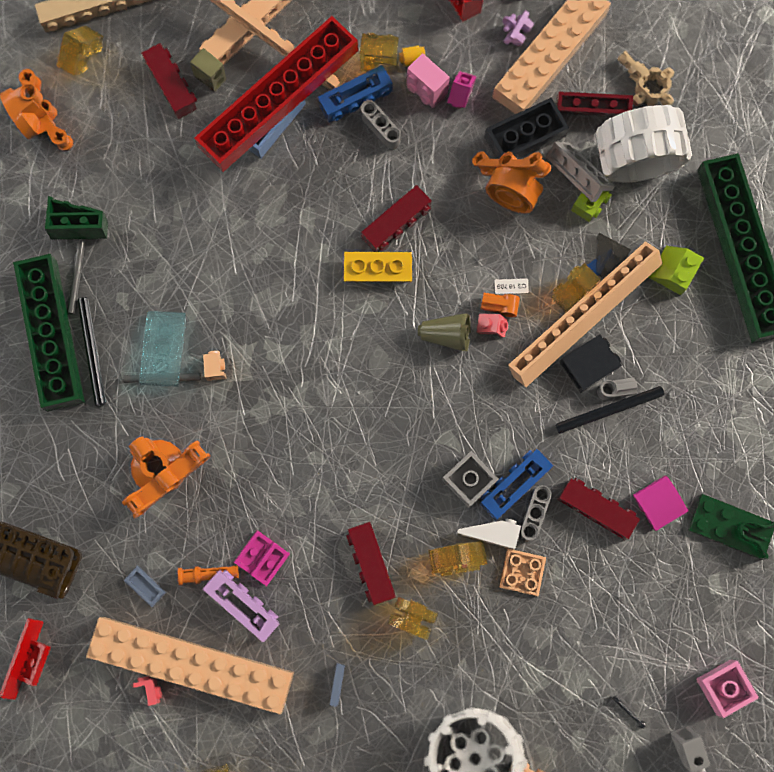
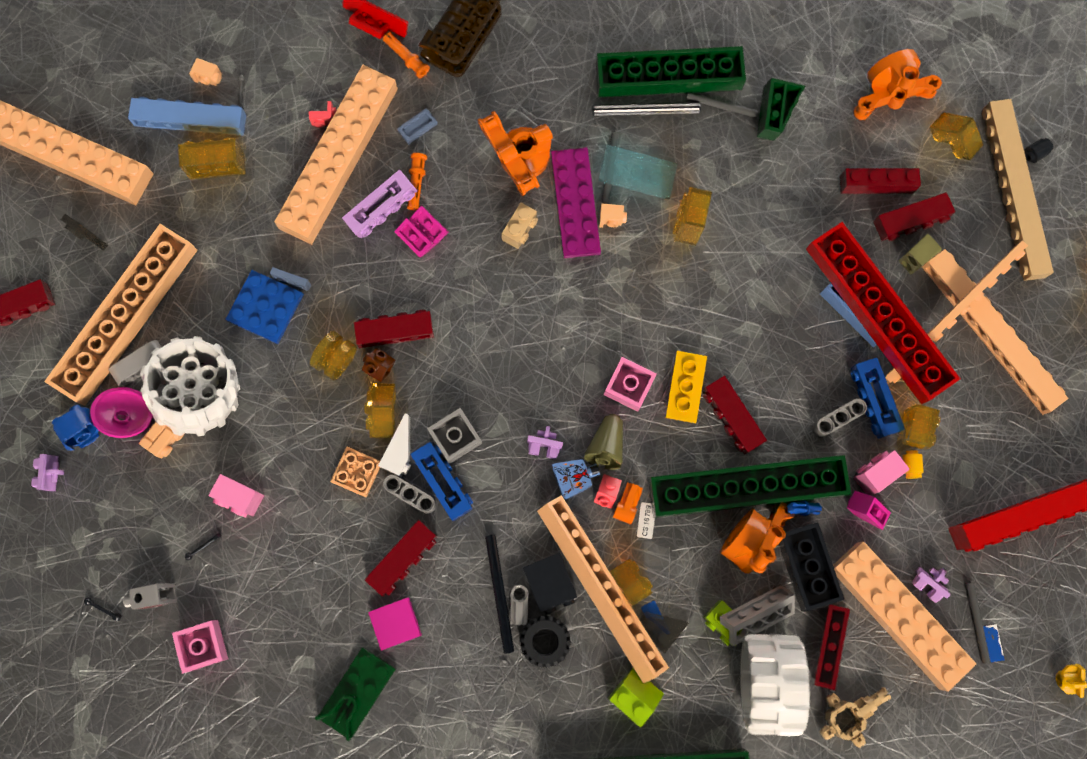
camera: 95 degrees right, 0 degrees up
(70, 606) = (411, 59): none -> orange pin
(137, 116) = (880, 180): none -> dark red brick
(204, 406) = (575, 203): none -> magenta plate
(206, 283) = (691, 216): none -> clear yellow brick
(239, 456) = (519, 225): none -> tan brick
(370, 707) = (264, 307): none -> blue plate
(385, 319) = (630, 384): none -> bright pink brick
(411, 572) = (378, 364): none -> reddish brown brick
(461, 382) = (536, 442): none -> lavender hips
(463, 196) = (749, 486): none -> dark green brick
(472, 144) = (804, 508): none -> blue axle
(486, 358) = (574, 477): none -> medium blue torso
(575, 686) = (236, 495): none -> bright pink brick
(656, 347) = (562, 647): none -> black tyre

